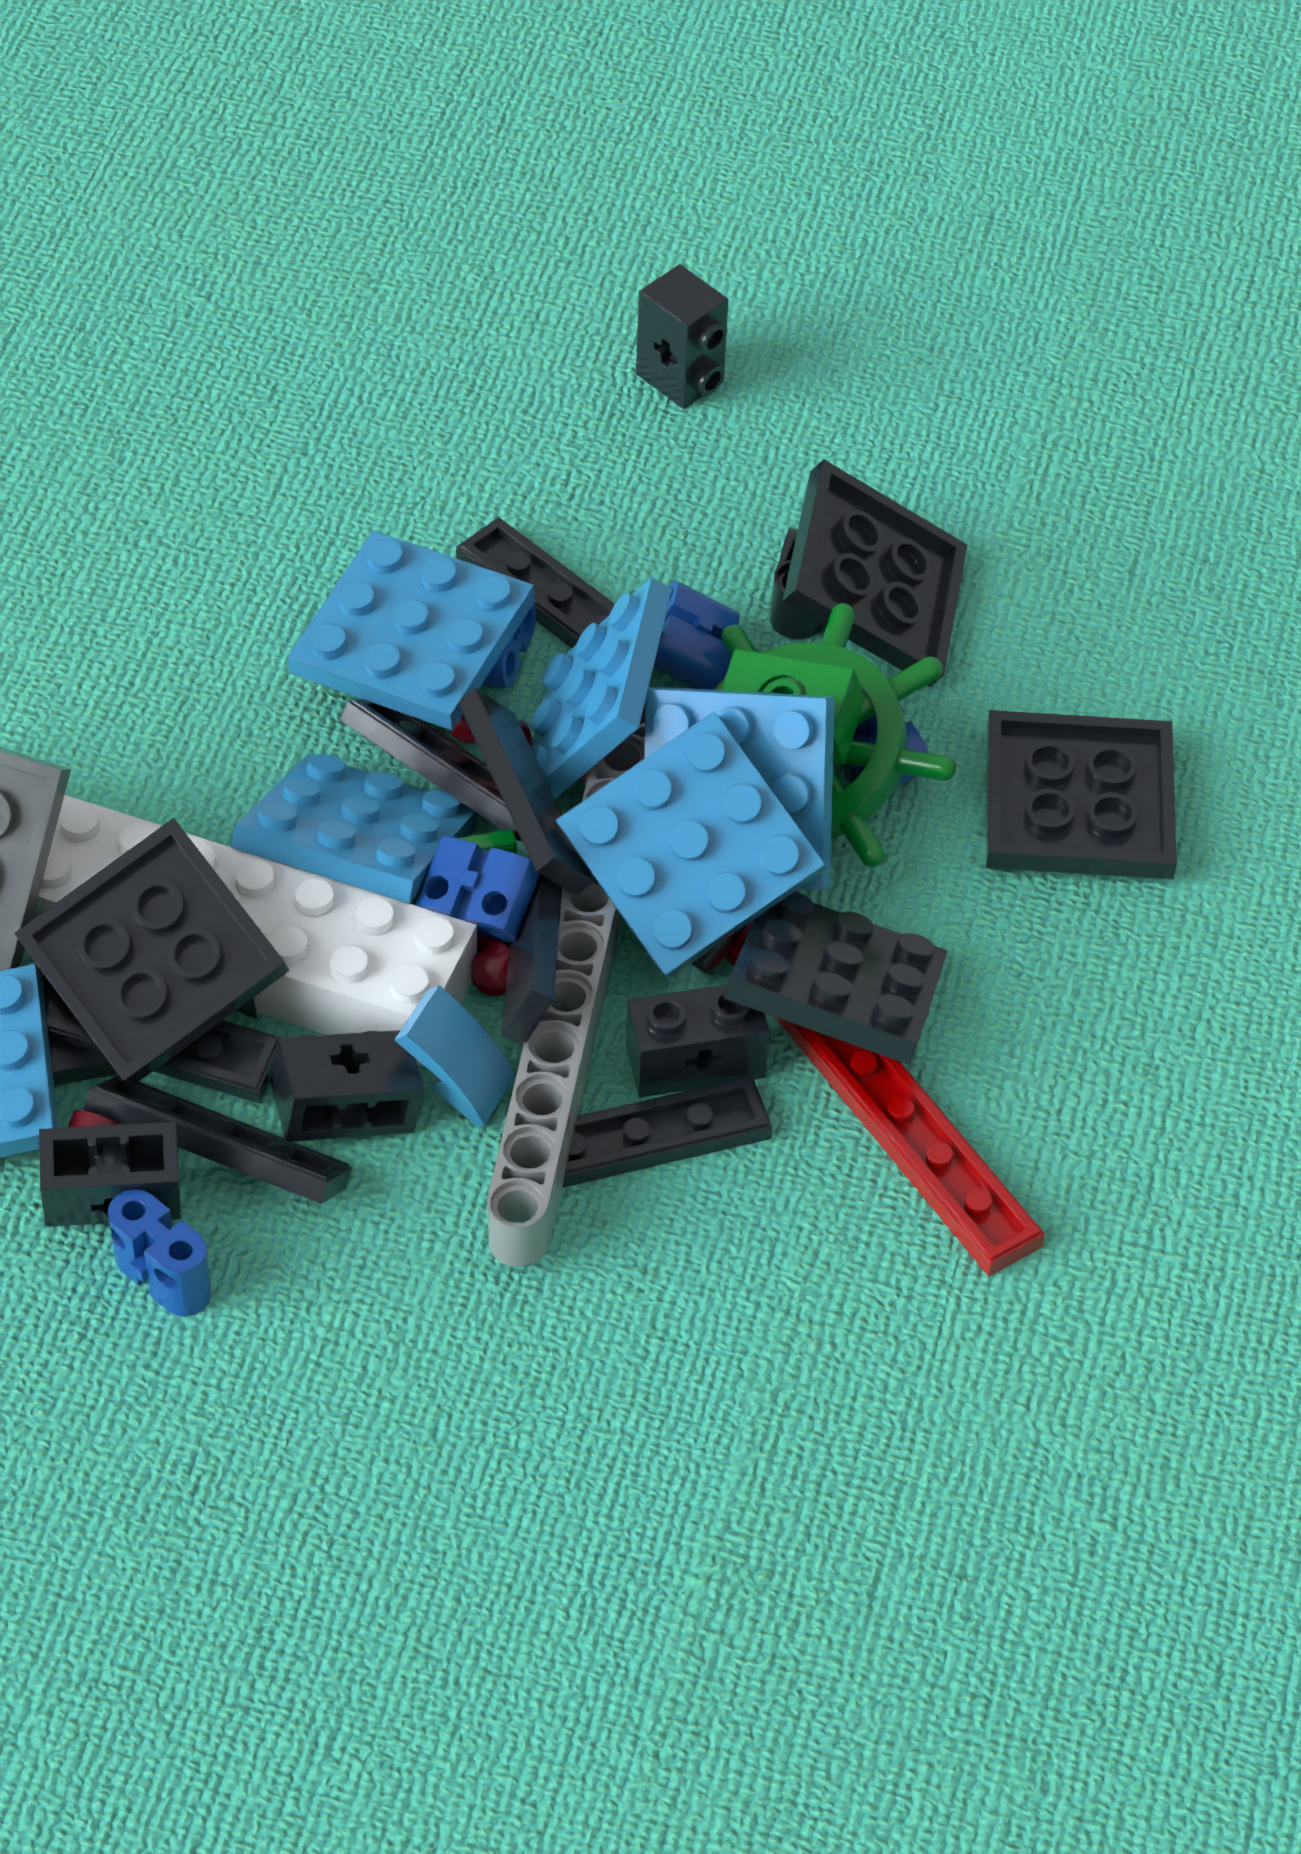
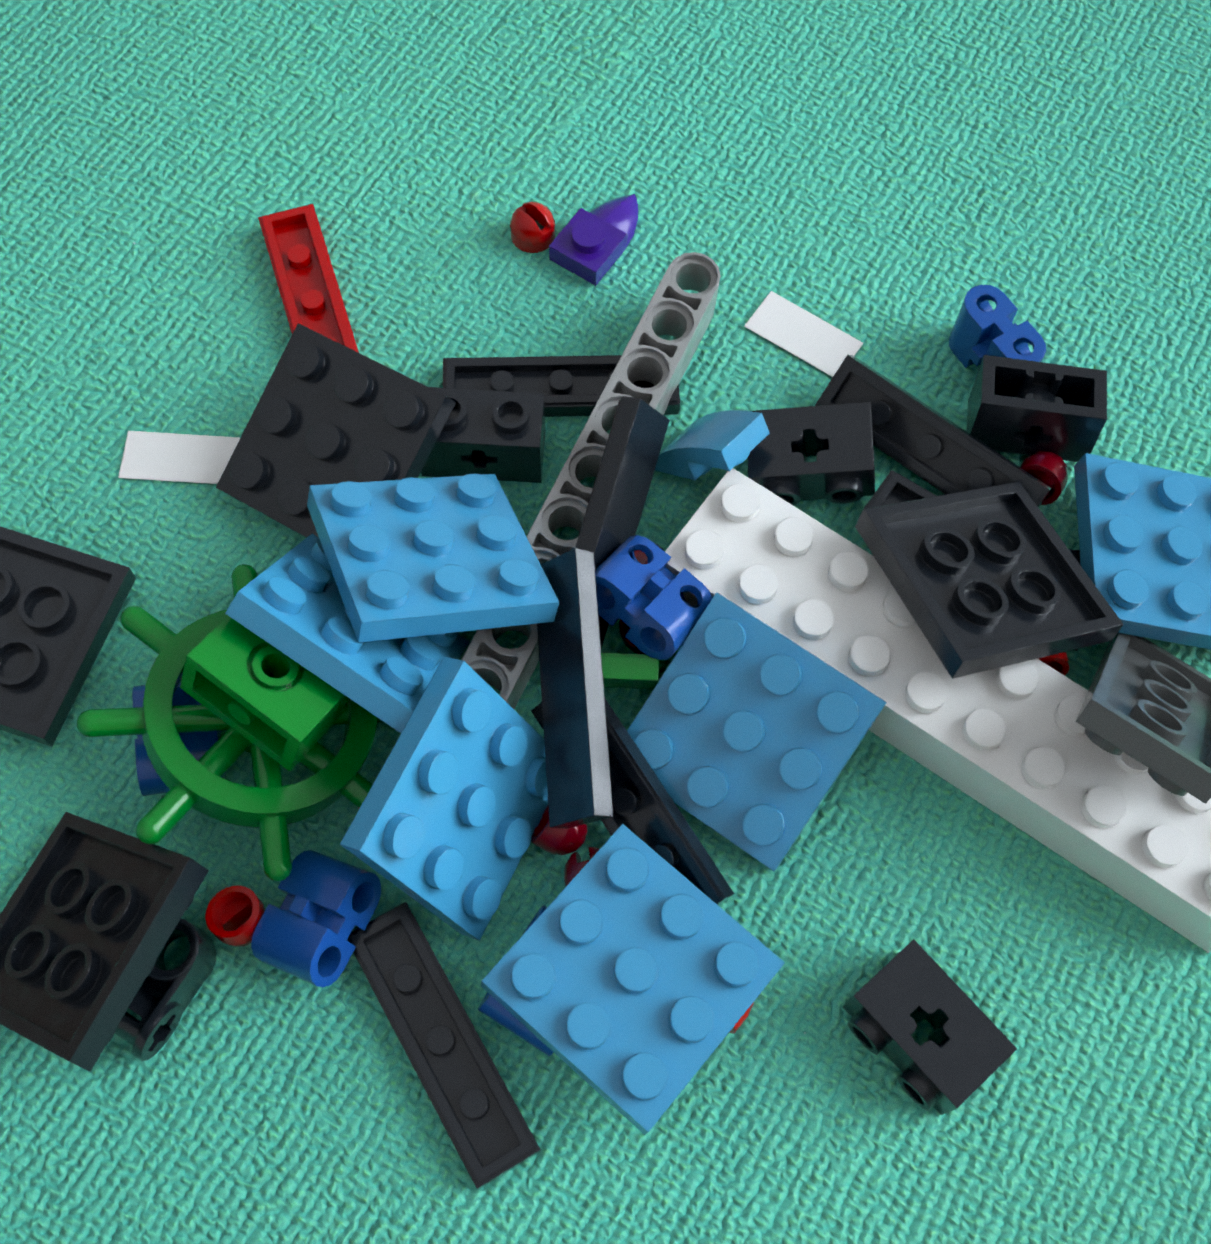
camera: 165 degrees left, 15 degrees up
(155, 668) = (960, 1049): none -> black brick
(381, 1259) = (802, 334): none -> white sticker
(649, 1315) = (596, 238): none -> dark purple plate
(723, 1308) = (525, 231): none -> red hinge
(768, 619) = (232, 909): none -> red hinge
(1005, 990) = (176, 457): none -> white sticker

